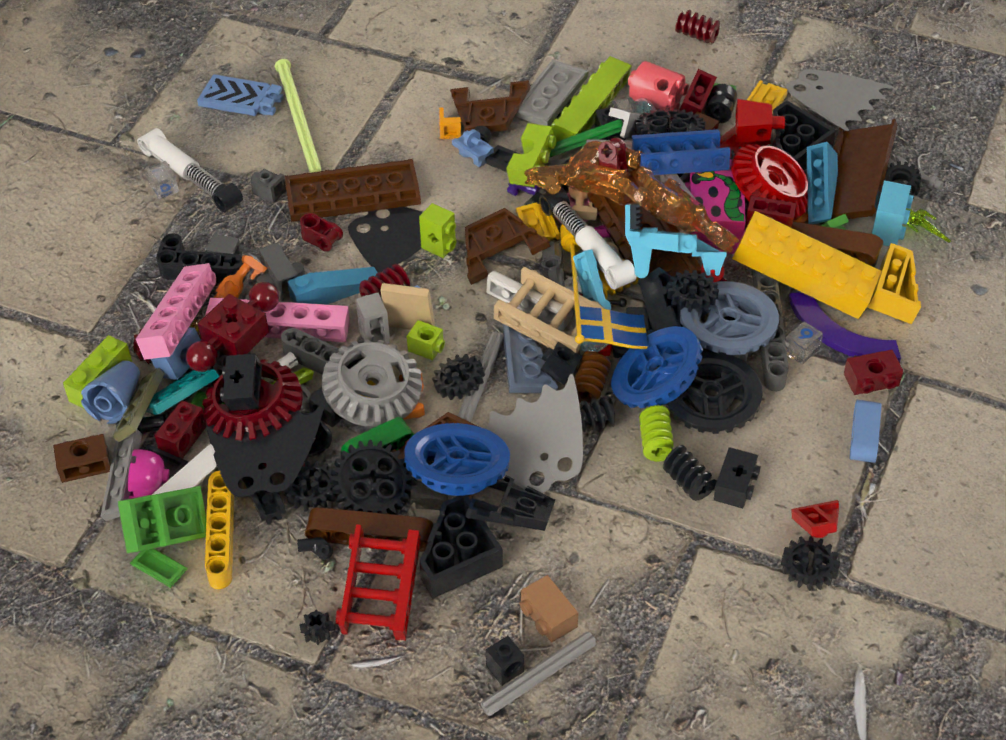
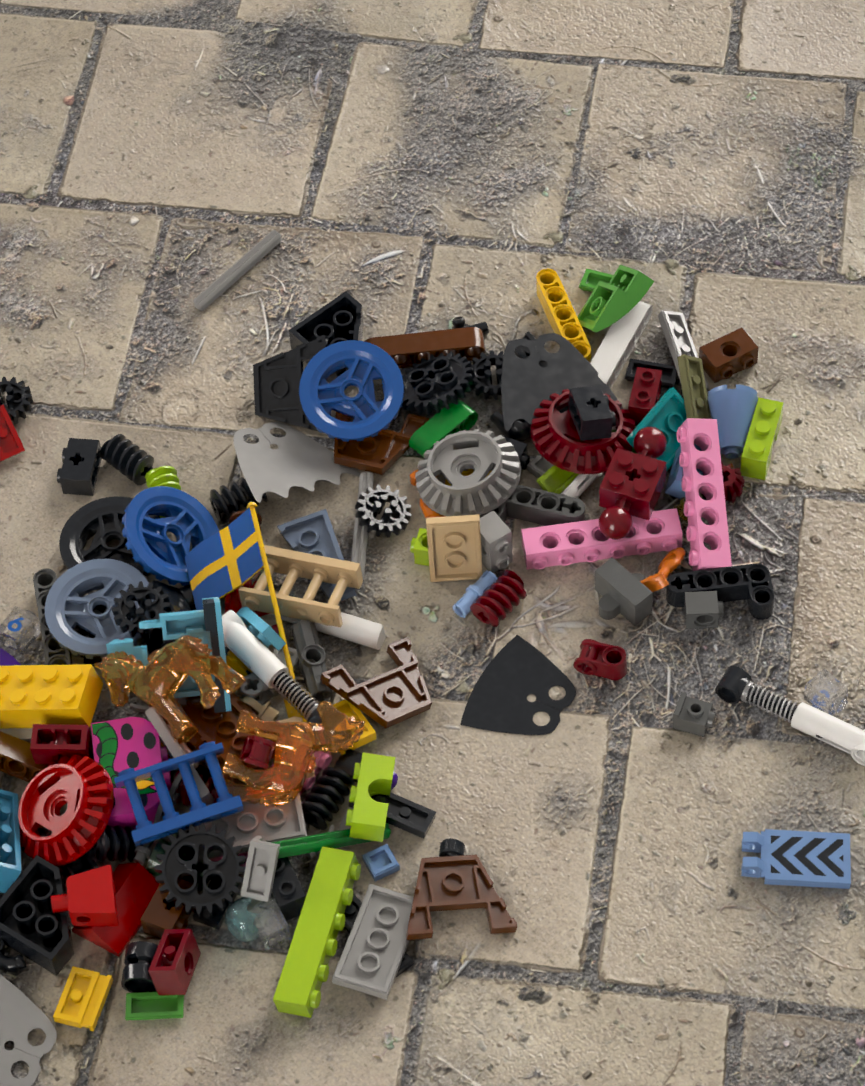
camera: 170 degrees right, 5 degrees up
(146, 473) = (652, 341): dark pink cylinder -> none
(283, 67) = (705, 839): yellowish green axle -> none
(317, 627) = (440, 259): black gear -> none
(328, 285) = (558, 594): dark azure slope -> none
(353, 189) = (590, 738): reddish brown ladder -> none
(400, 596) = (375, 304): red fence -> none
(437, 230) = (457, 672): lime brick -> none
(449, 127) = (499, 861): light orange panel -> none
(472, 146) = (455, 819): medium blue hips -> none
(504, 660) = (268, 264): black brick -> none
(548, 608) = (239, 314): medium nougat brick -> none
(560, 362) = (273, 534): black brick -> none
(658, 85) = (231, 964): coral cylinder -> none

